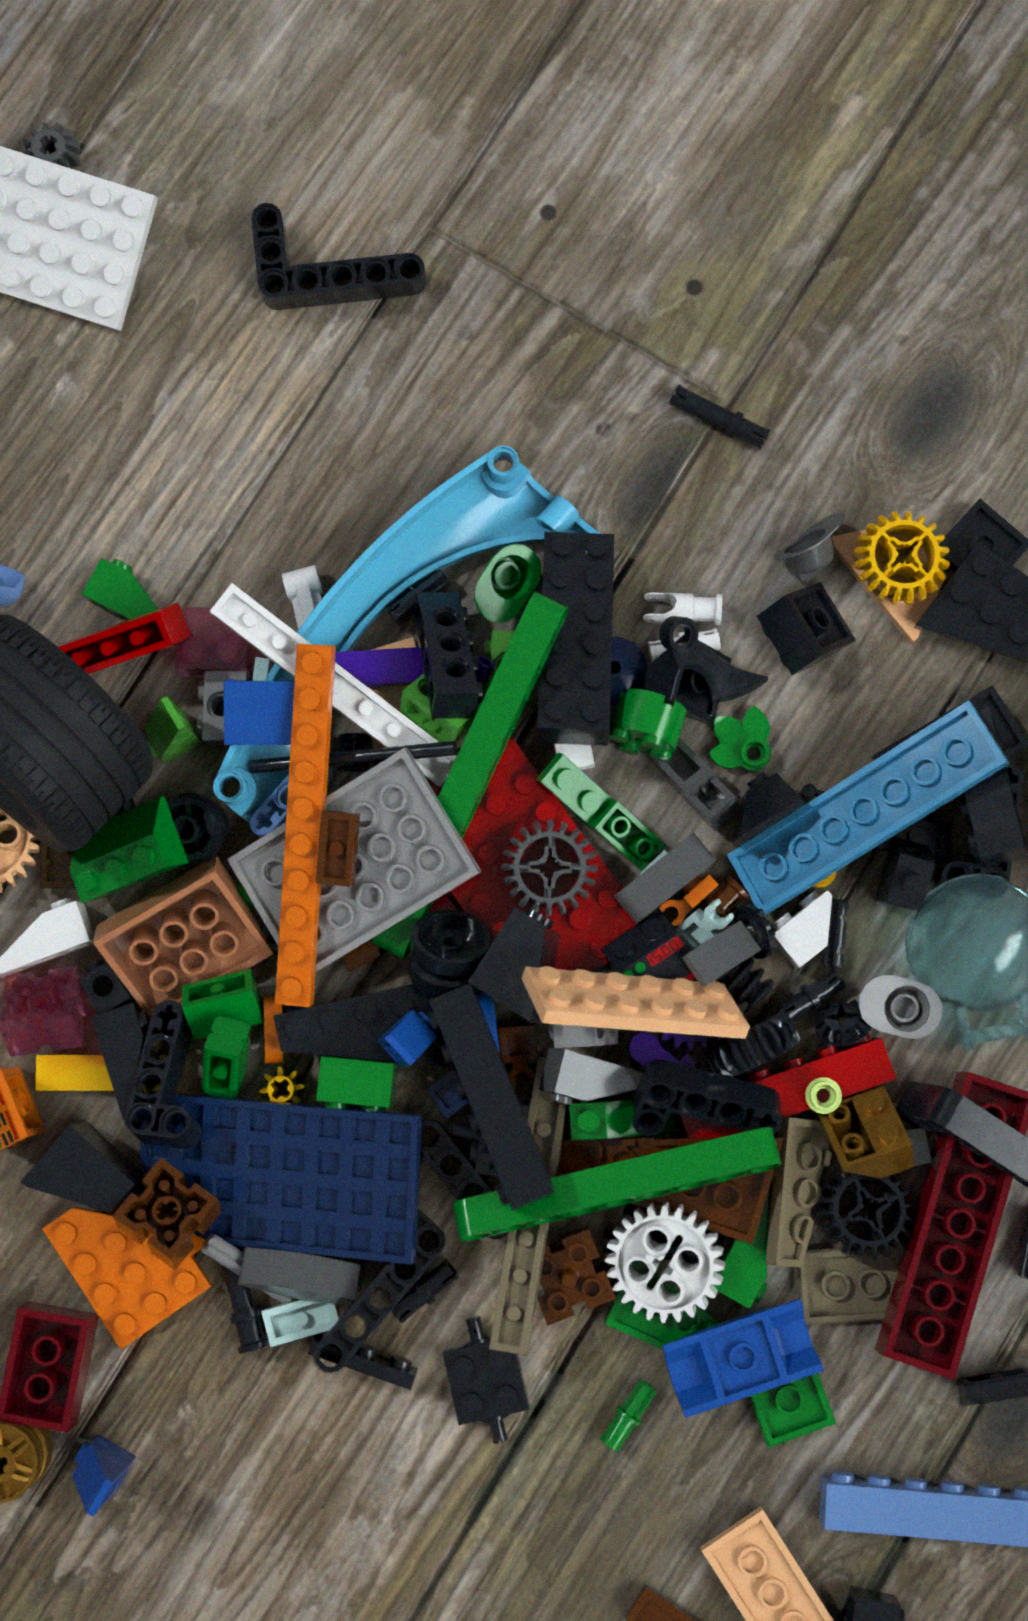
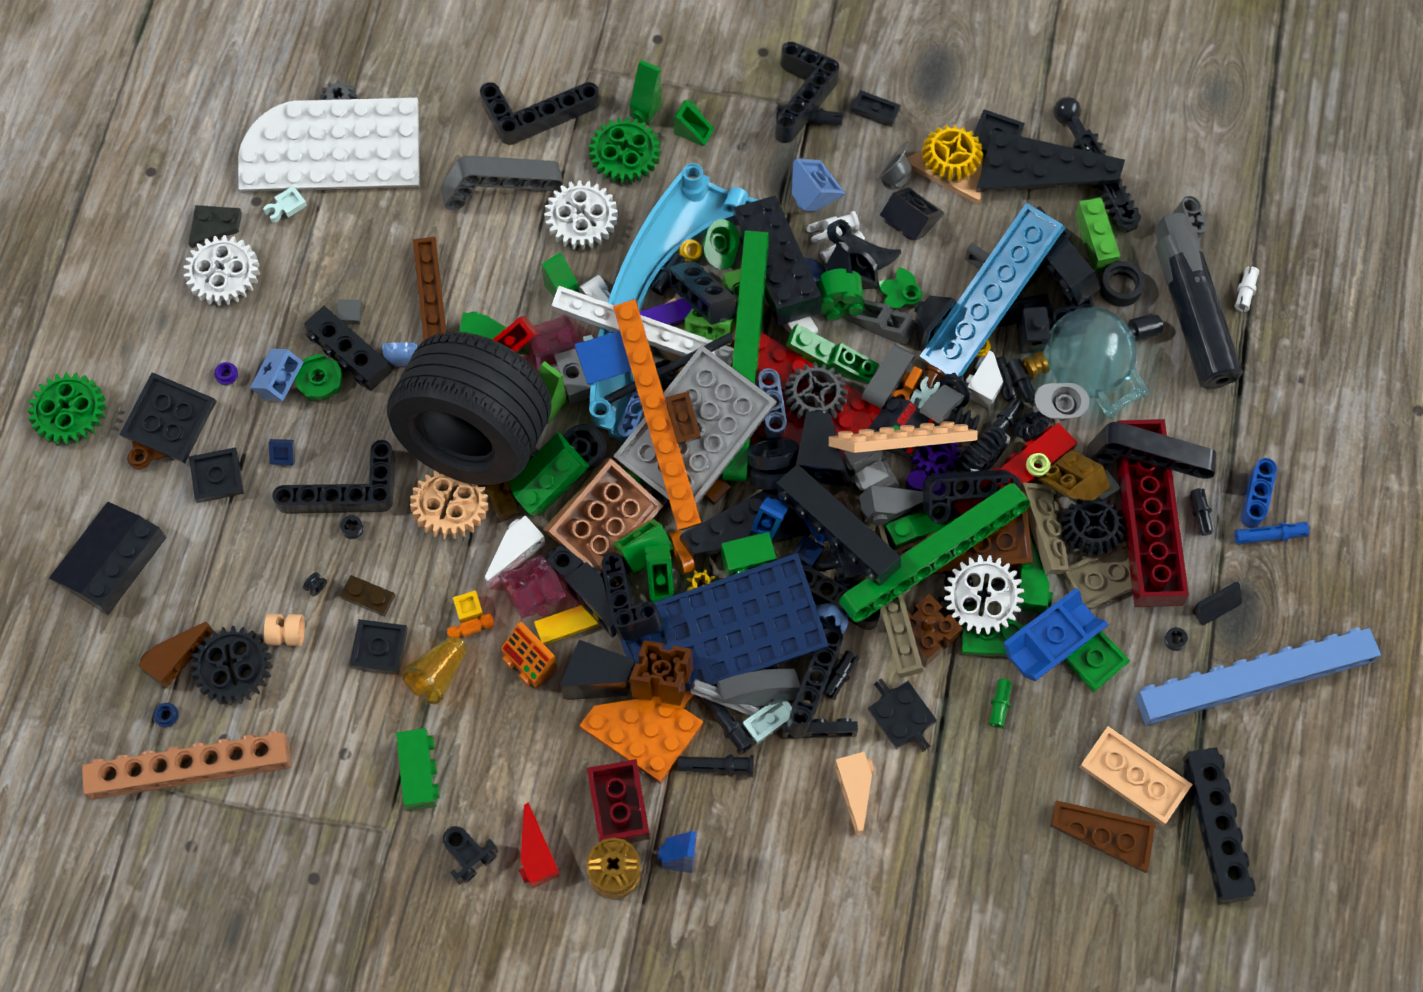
camera: 25 degrees left, 15 degrees down
(69, 518) = (429, 286): none -> reddish brown plate
(216, 356) = (497, 173): none -> dark grey beam
(220, 1362) = (728, 765): none -> black pin
(257, 555) = (558, 273): none -> green slope
(300, 473) = (595, 202): none -> white gear
(382, 1455) = (855, 780): none -> light nougat slope
(409, 400) = (624, 150): none -> green gear
(437, 1203) = (833, 616): none -> medium blue hair
(463, 572) = (690, 250): none -> yellow plate
(487, 845) = (777, 414): none -> sand blue beam
(488, 304) = (646, 92): none -> green slope
(544, 368) = (691, 124): none -> green slope
(681, 531) = (814, 185): none -> medium blue slope
(729, 383) = (821, 78): none -> black beam
(821, 439) = (876, 108): none -> black plate
(859, 945) = (1022, 380): none -> black axle
(873, 731) = (976, 255): none -> dark grey tile
(888, 932) = (1036, 365): none -> pearl gold wheel
(926, 1416) = (1176, 647): none -> black bush

